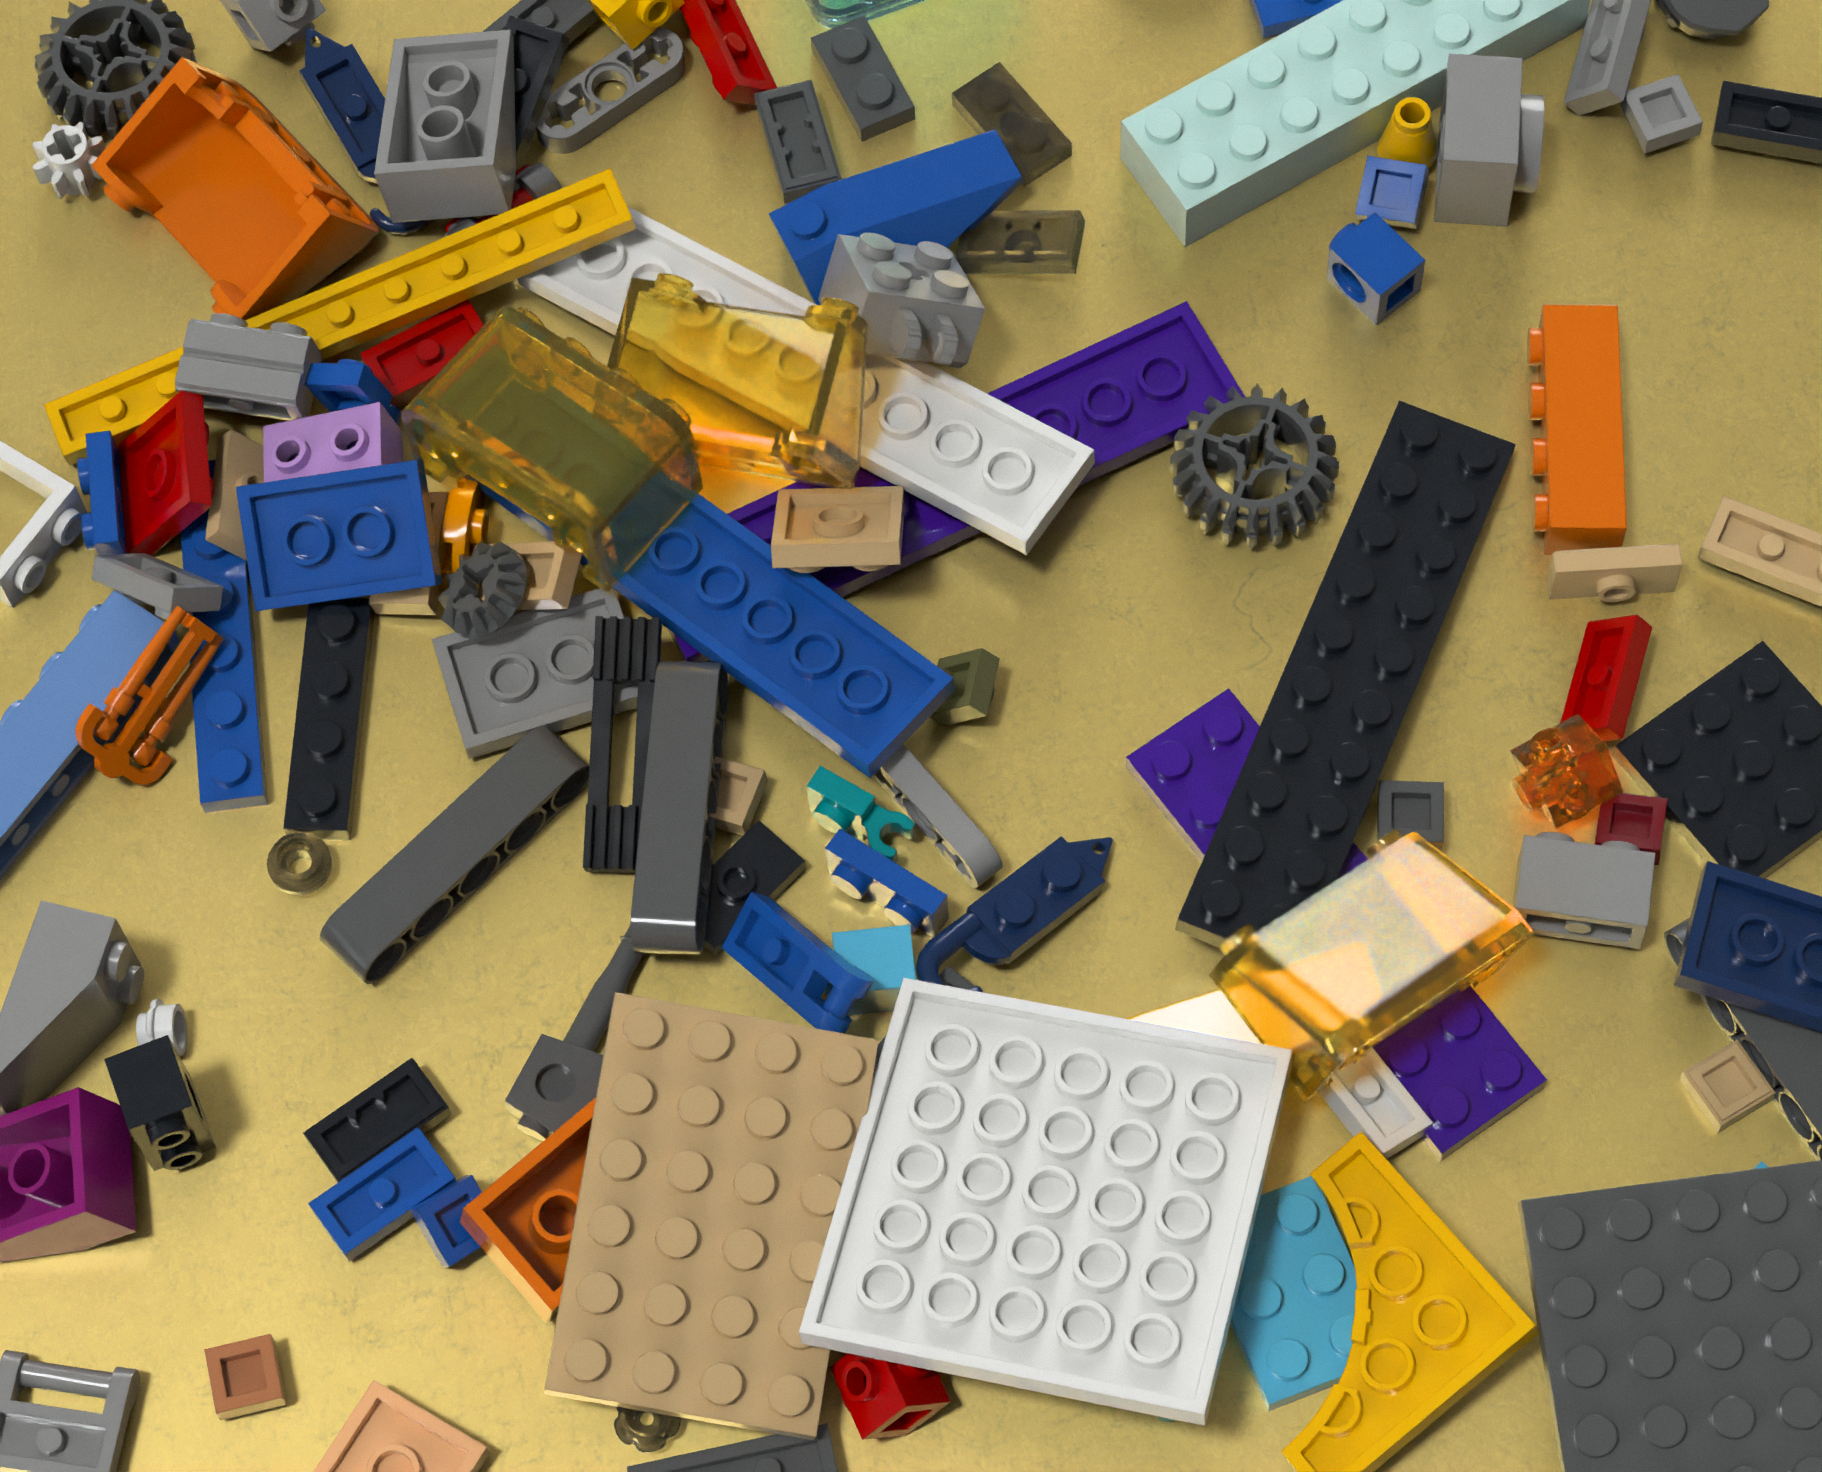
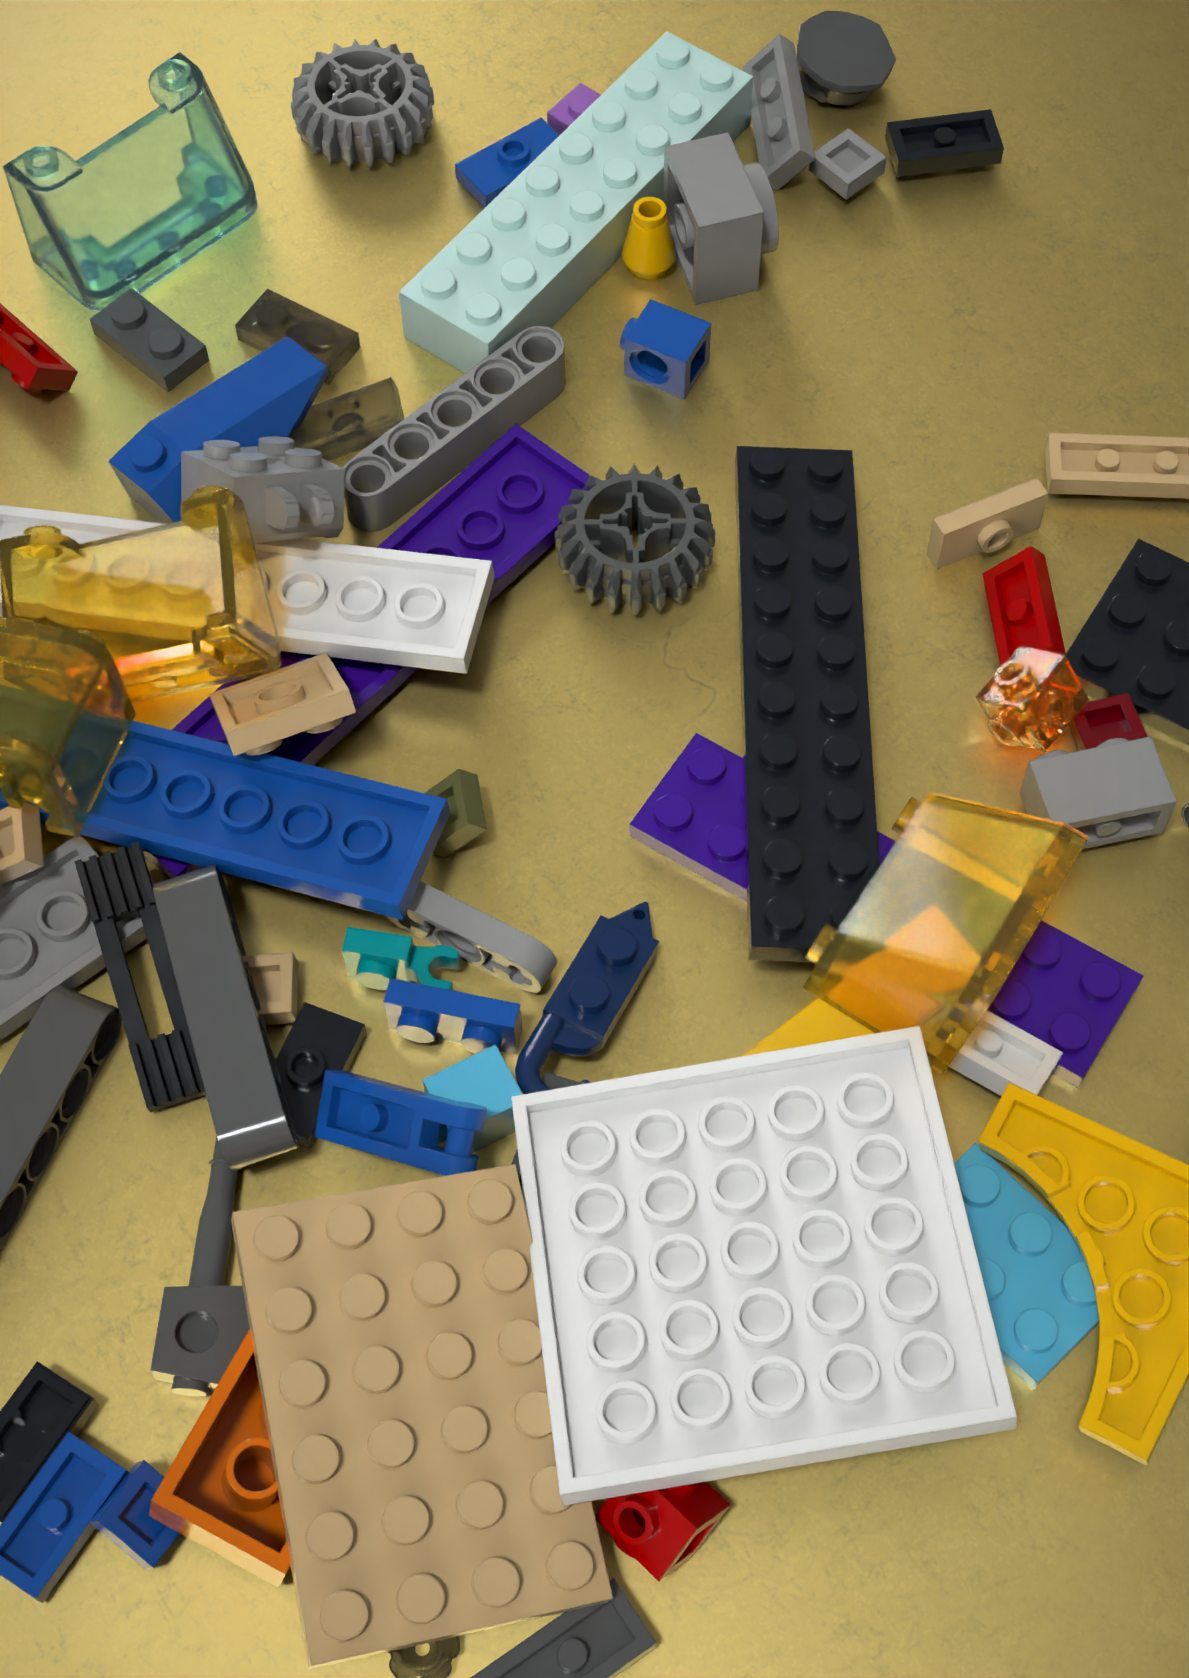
camera: 25 degrees left, 5 degrees down
(796, 139) = (106, 400): dark grey plate -> none
(1111, 307) = (454, 428): none -> light grey beam
(1392, 191) = (653, 279): plate -> none
(1411, 808) = (905, 777): dark grey plate -> none
(1579, 428) = (900, 419): orange brick -> none

